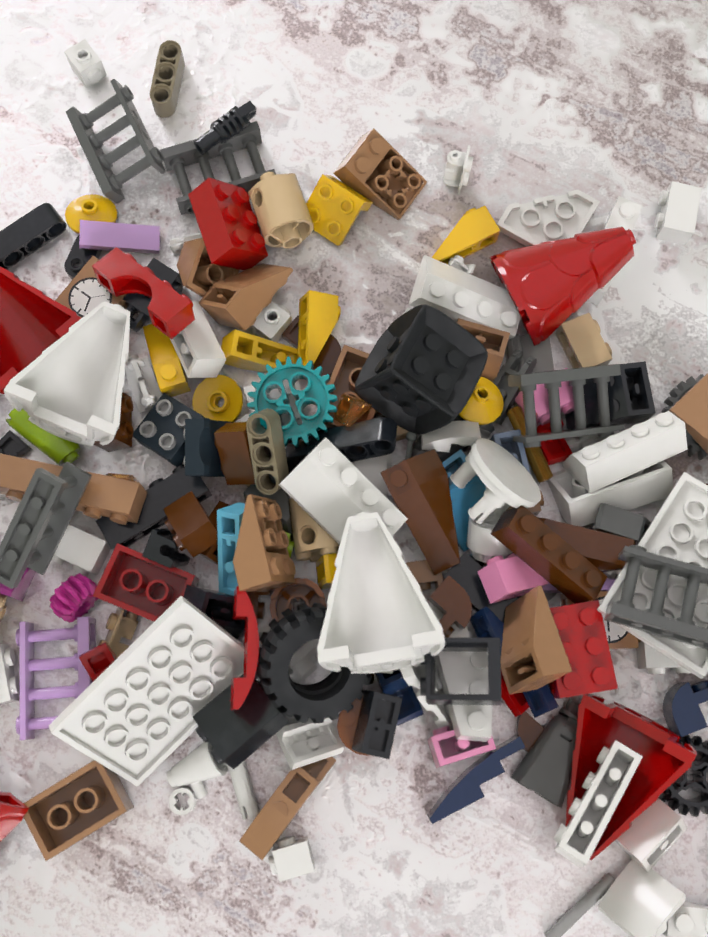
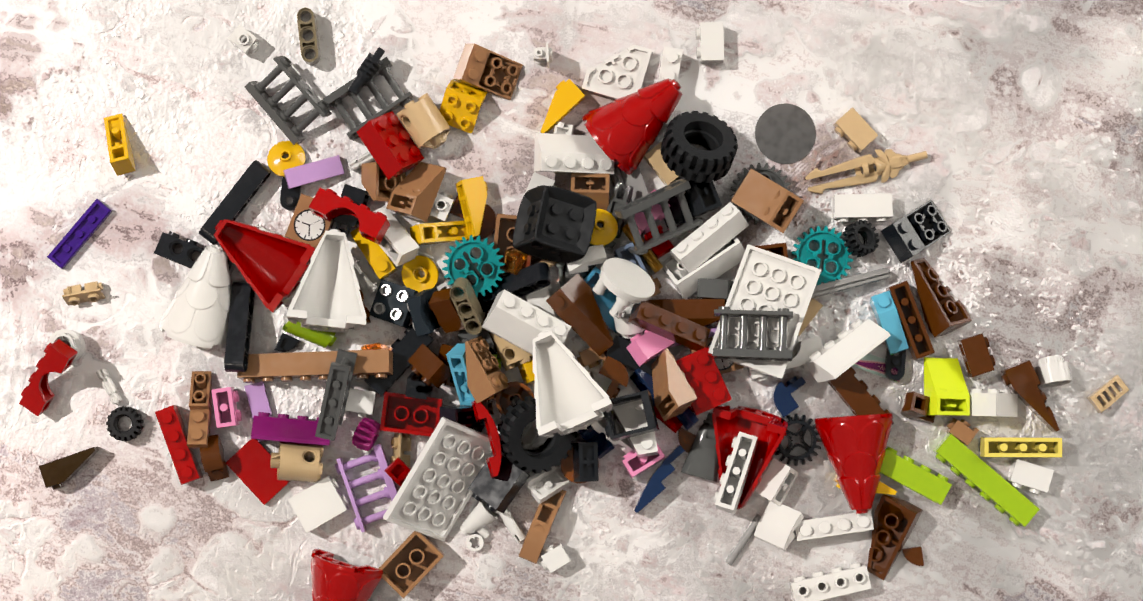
camera: 15 degrees left, 10 degrees up
(642, 327) = (693, 162): none -> black tyre

